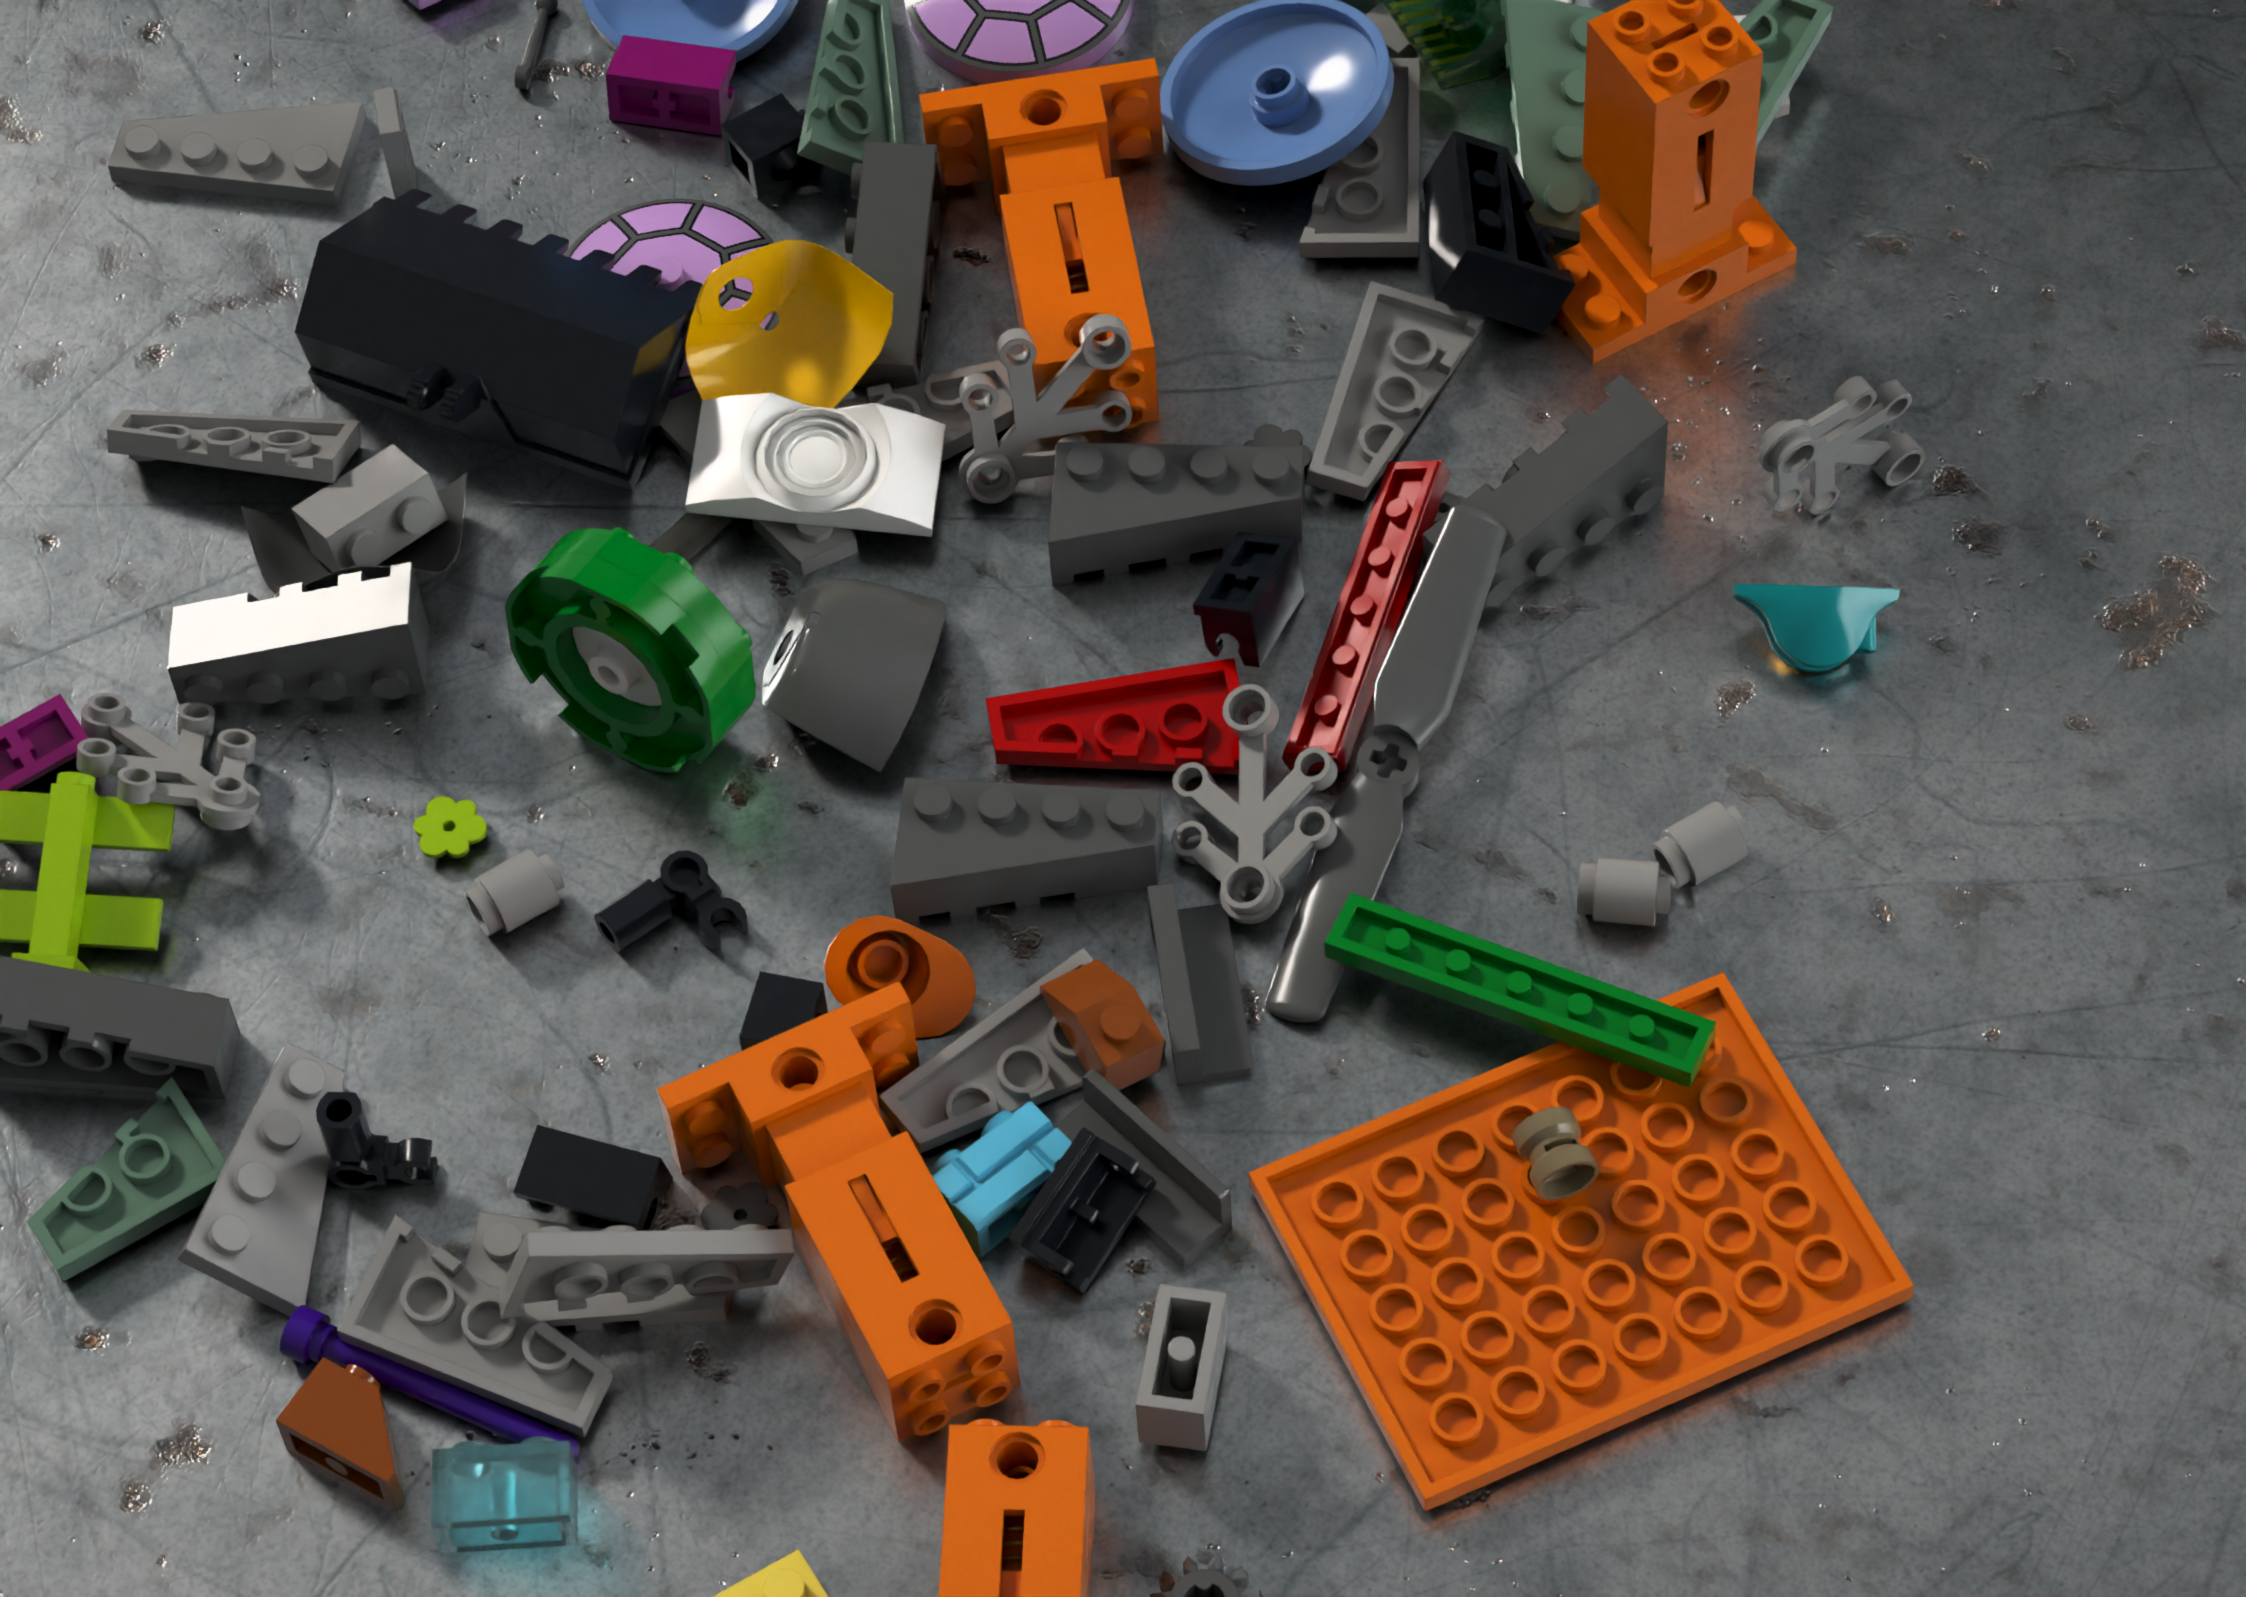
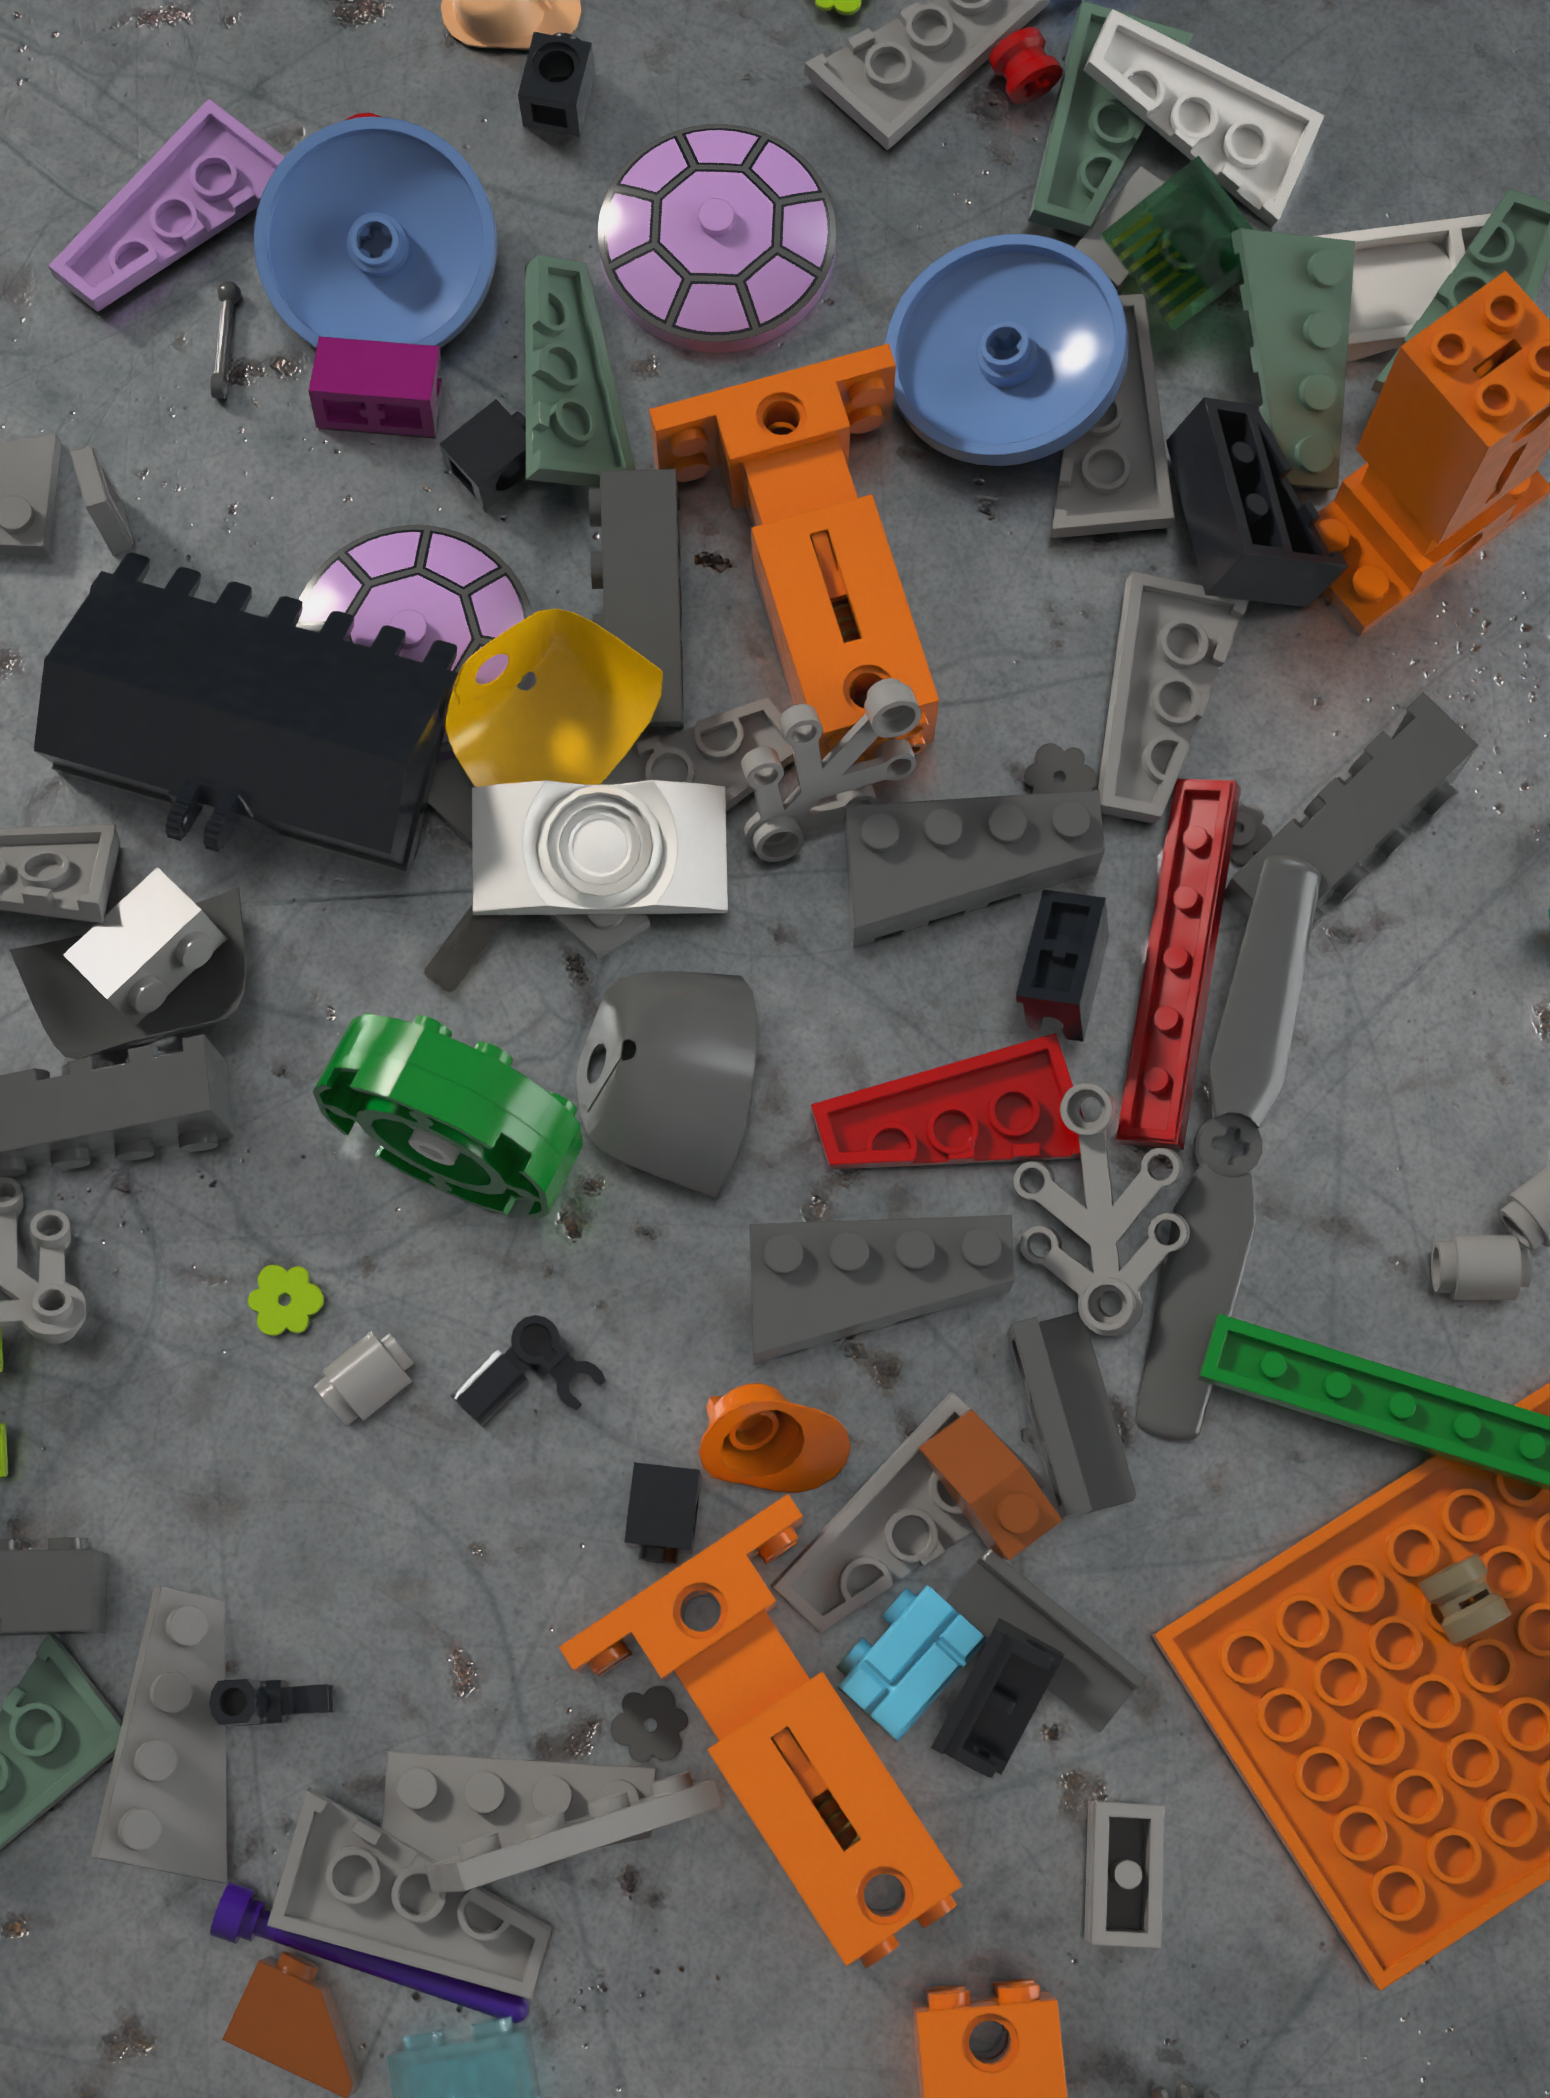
camera: 10 degrees left, 20 degrees up
(593, 1178) = (497, 1709): black hinge -> none

